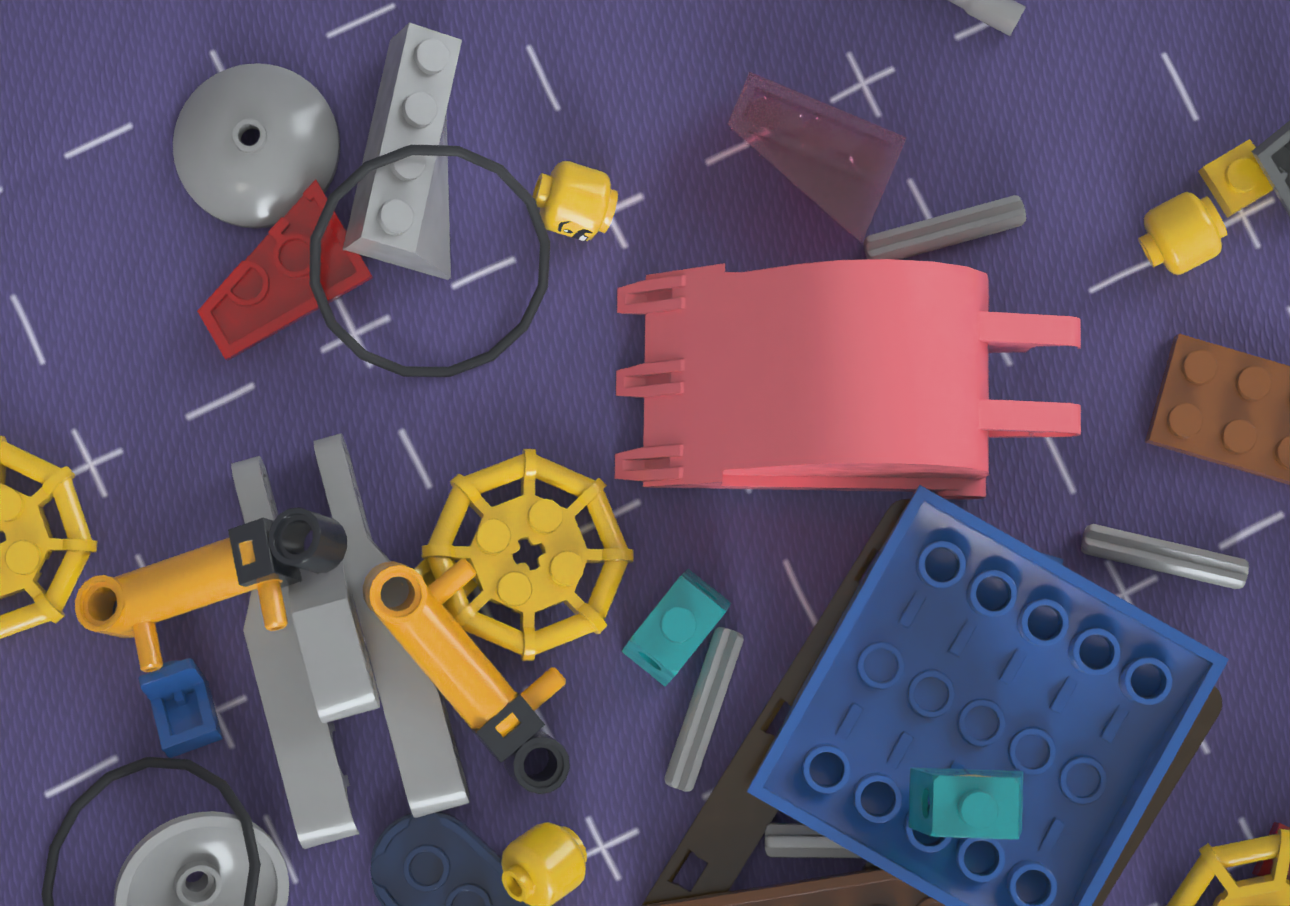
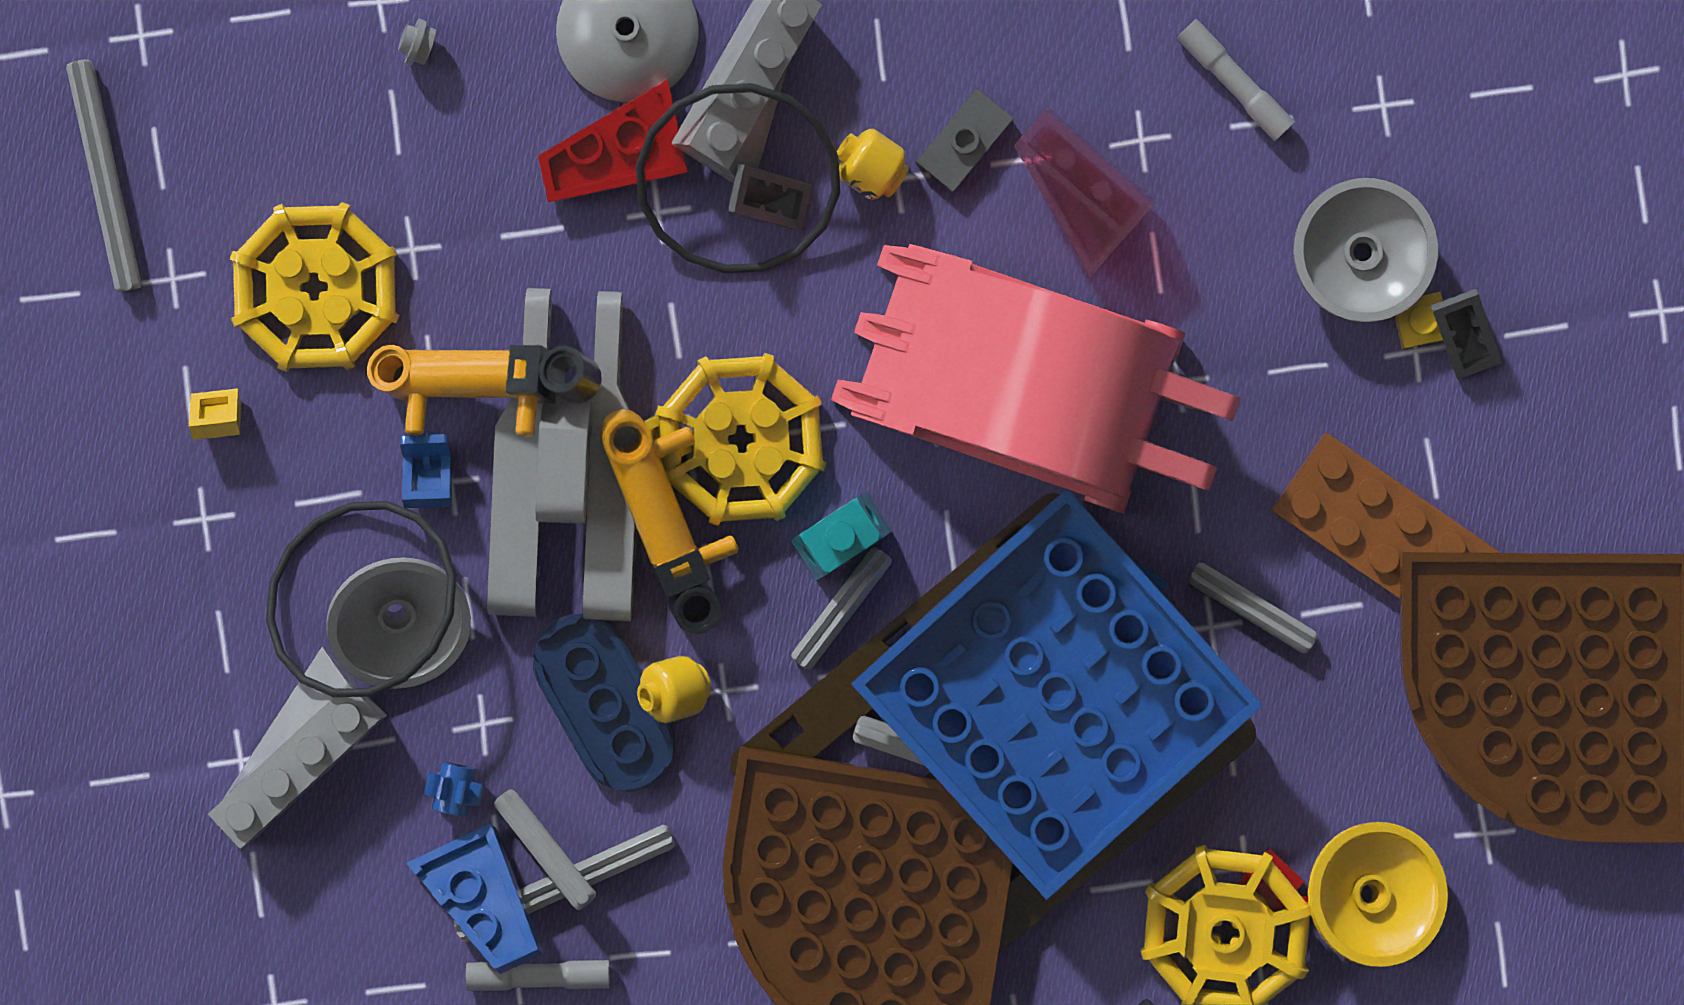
camera: 25 degrees right, 5 degrees up
(22, 231) = (417, 42): none -> light grey plate
(471, 275) = (769, 198): none -> dark grey slope
(669, 144) = (964, 140): none -> dark grey plate
(946, 229) = (1165, 285): light grey axle -> none
(966, 803) = (1019, 748): teal torso -> none
(1180, 92) = (1399, 242): none -> light grey dish
(1182, 233) = (1356, 352): yellow head -> none

